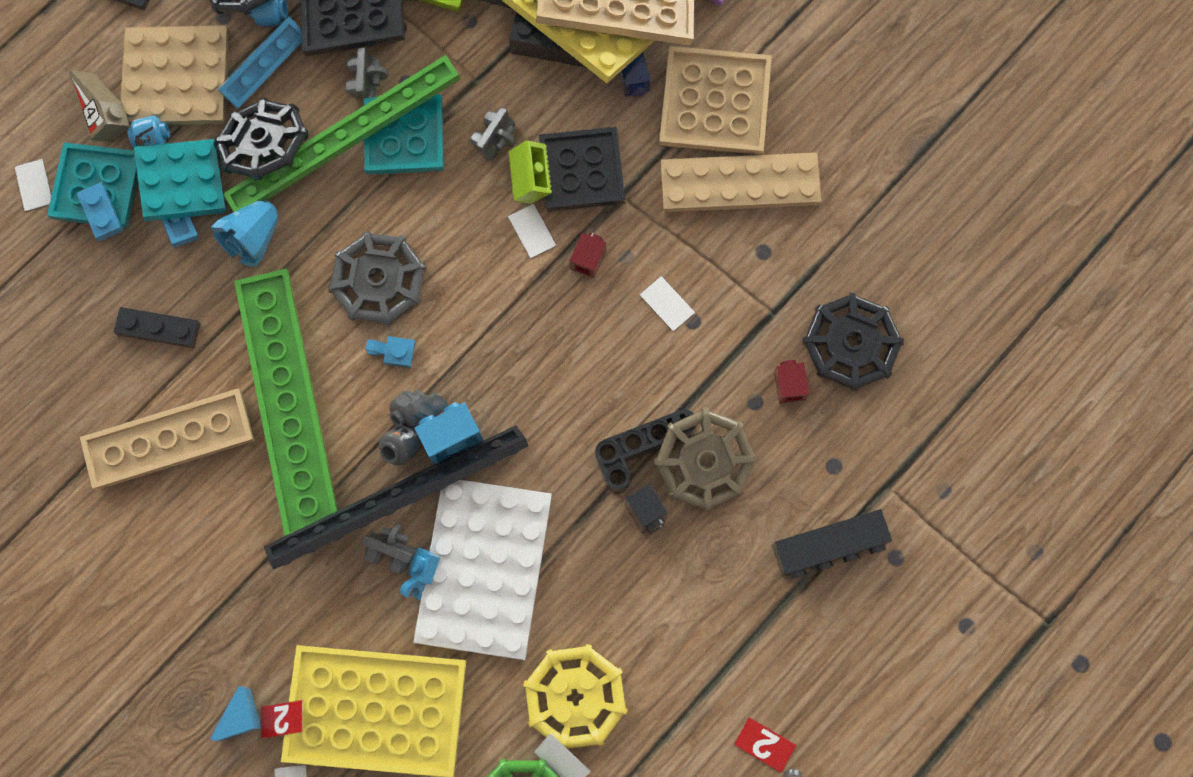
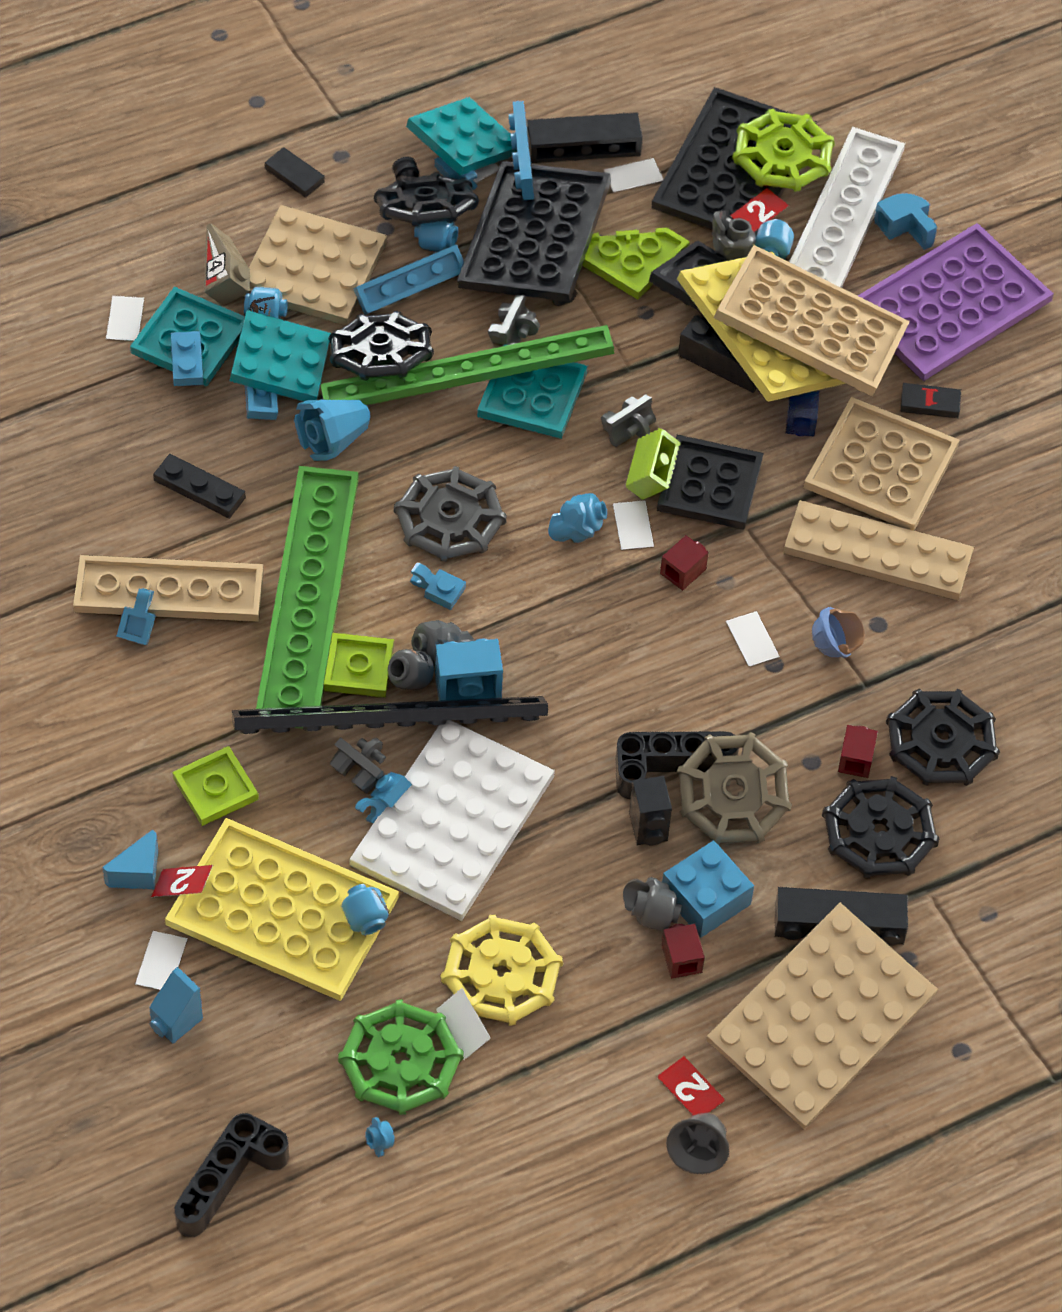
camera: 15 degrees right, 20 degrees down
(152, 484) = (137, 622): none -> dark azure plate
(276, 615) = (215, 785): none -> lime plate
(353, 453) = (358, 665): none -> lime plate
(445, 695) = (365, 909): none -> dark azure head
(486, 246) = (578, 519): none -> dark azure head
(677, 594) = (651, 903): none -> dark grey head
(715, 624) = (682, 950): none -> dark red brick
(716, 560) = (709, 888): none -> dark azure brick
(733, 23) = (930, 400): none -> black tile
(737, 278) = (837, 632): none -> piece
(819, 453) = (880, 811): none -> black plate
(850, 645) = (821, 1015): none -> tan plate

